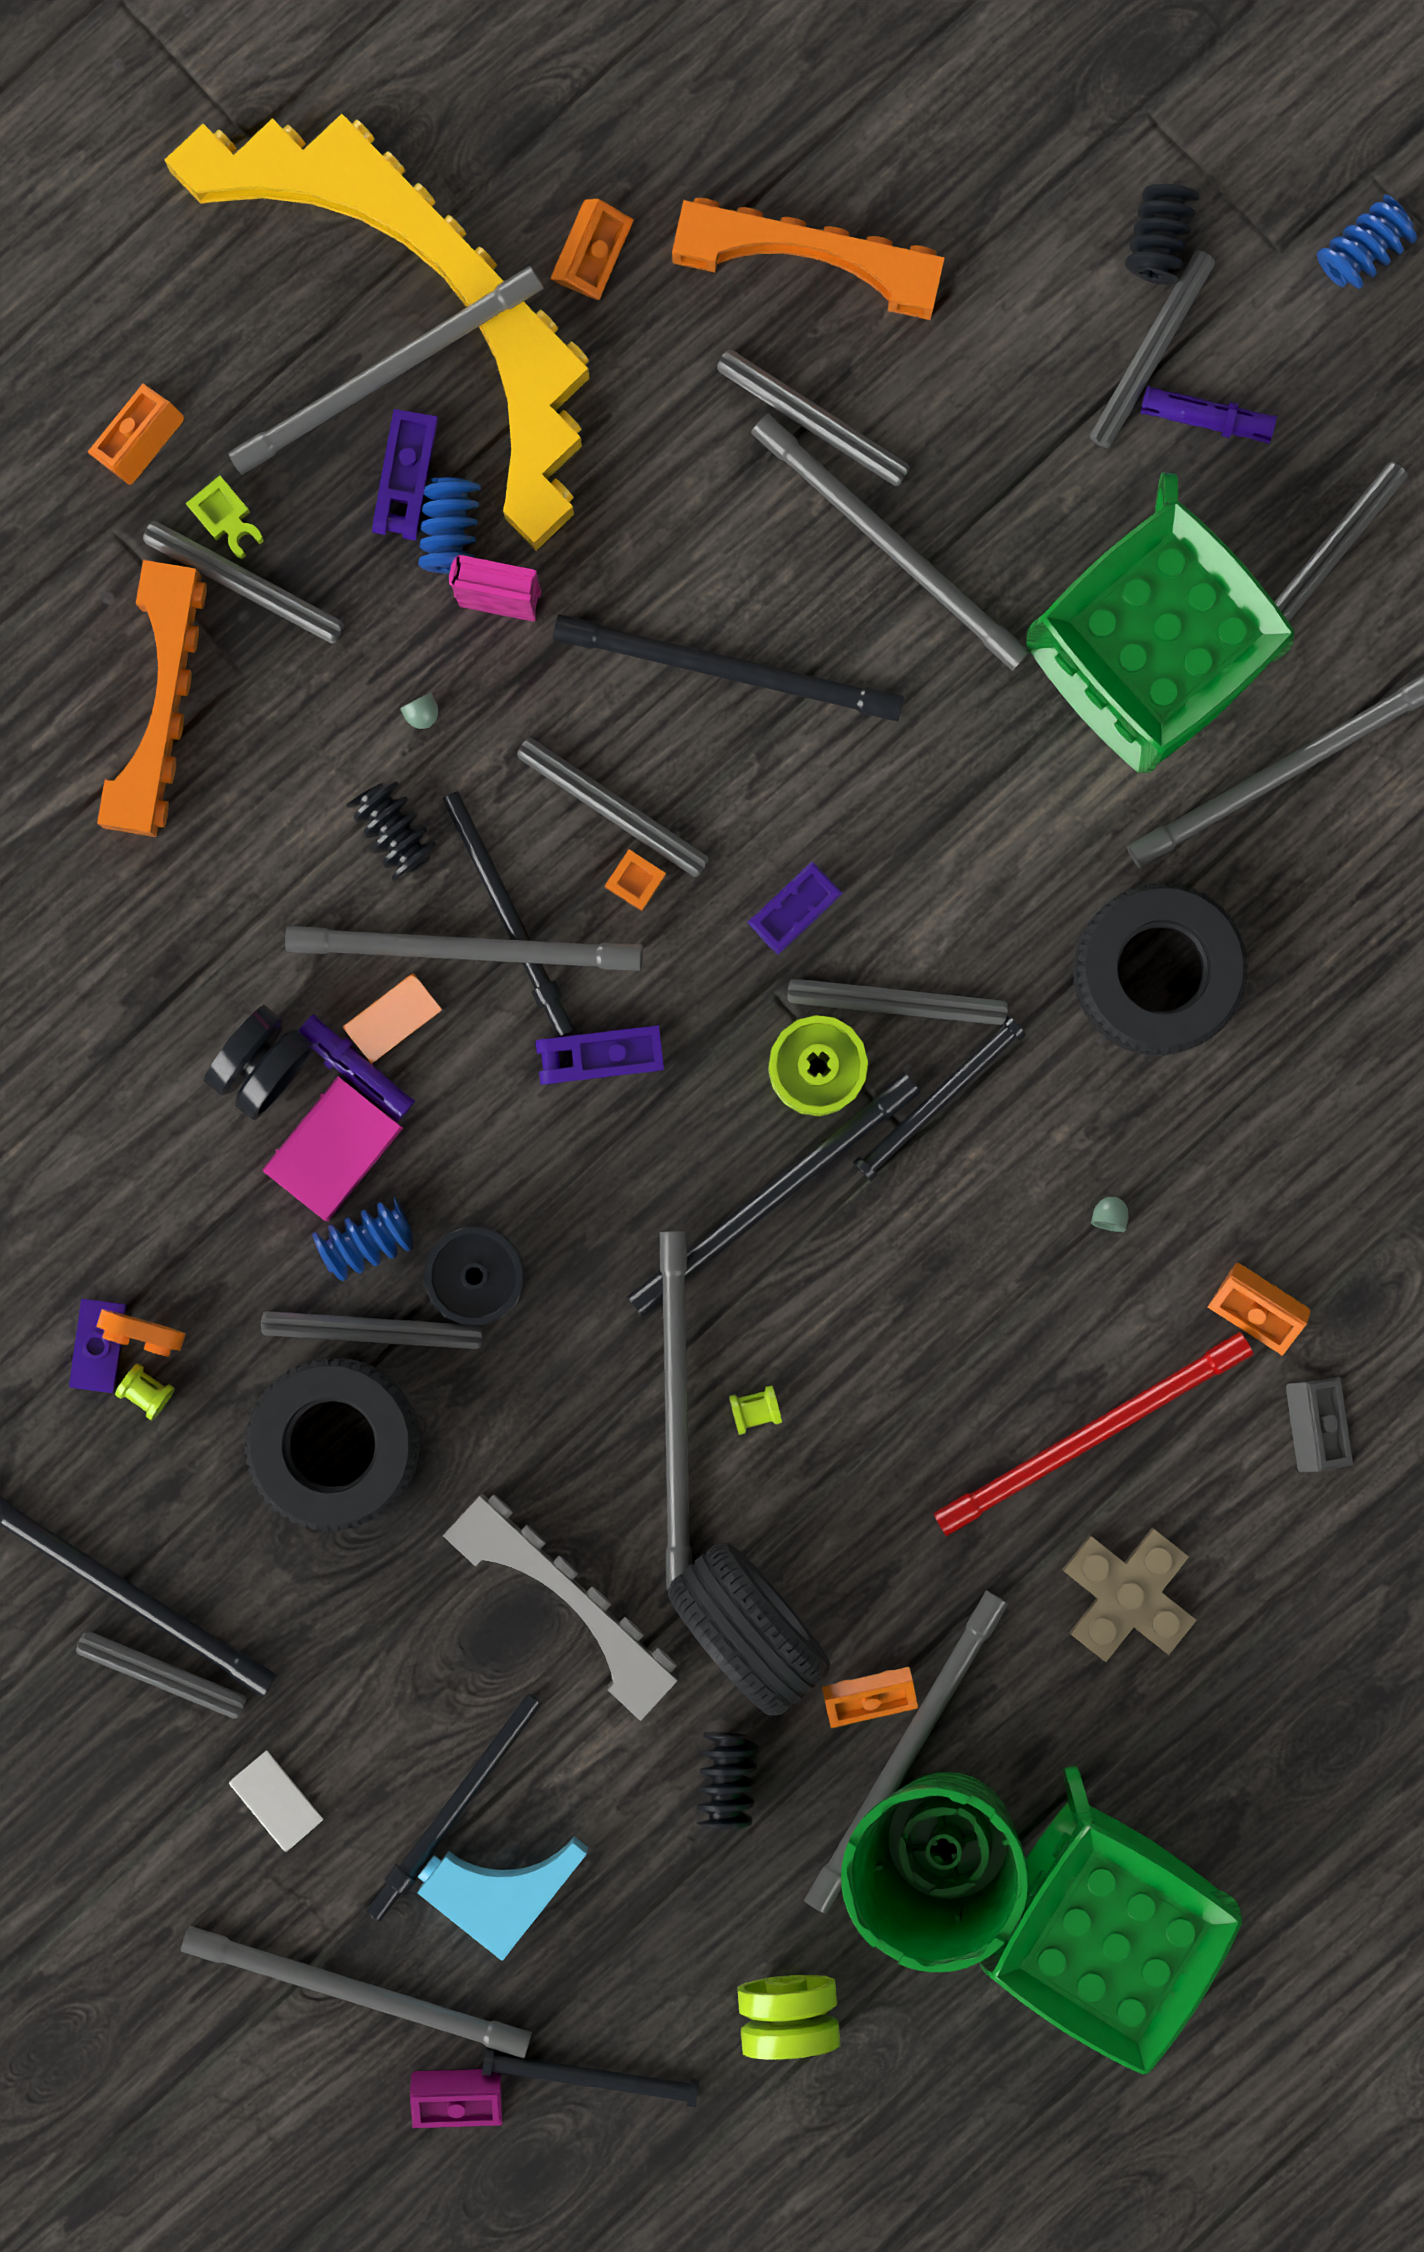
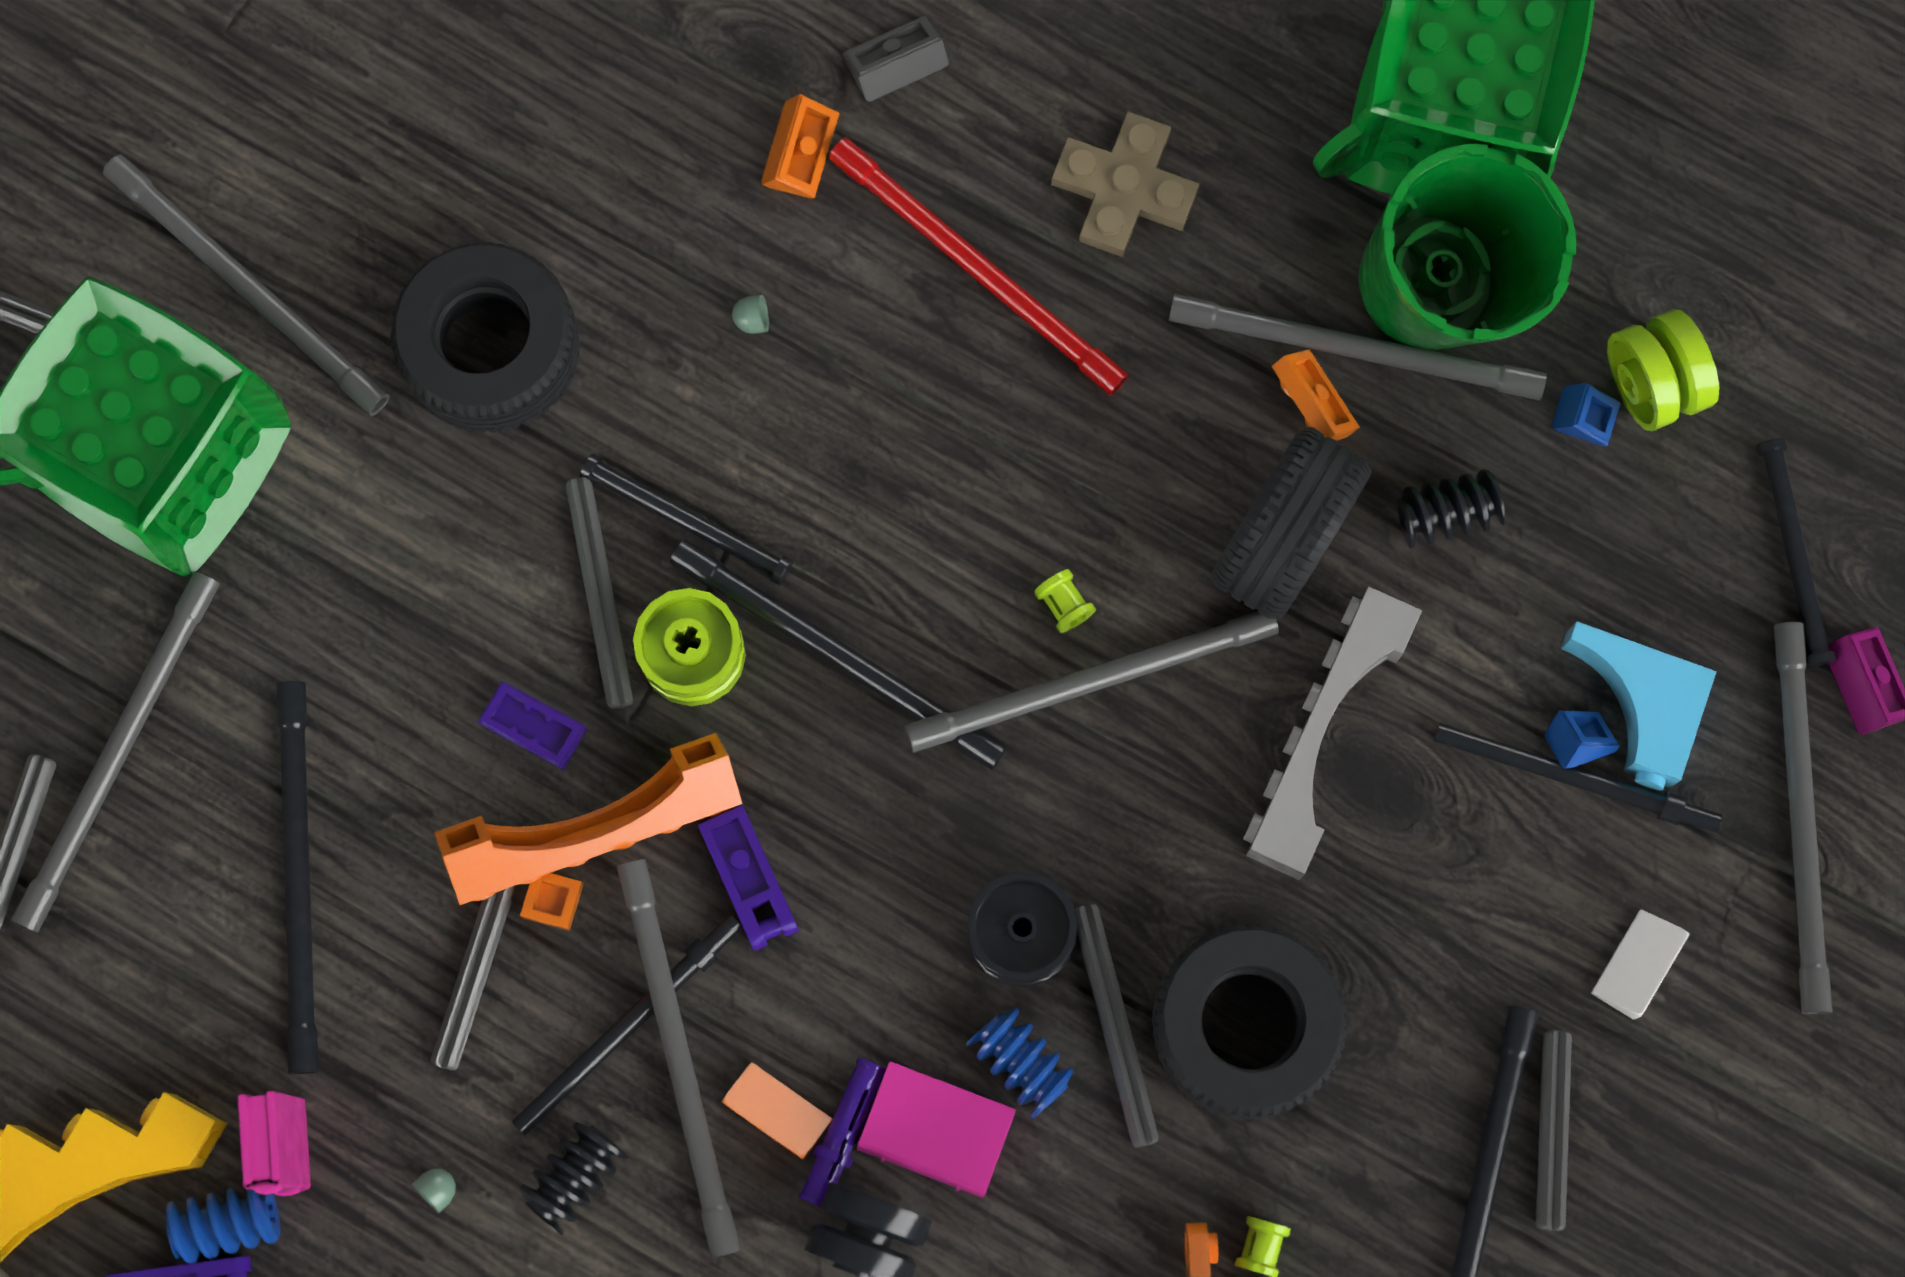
camera: 105 degrees left, 10 degrees down
(487, 1821) = (1579, 738): none -> blue slope
(690, 1021) = (494, 857): none -> orange arch
(778, 1937) = (1586, 414): none -> blue slope

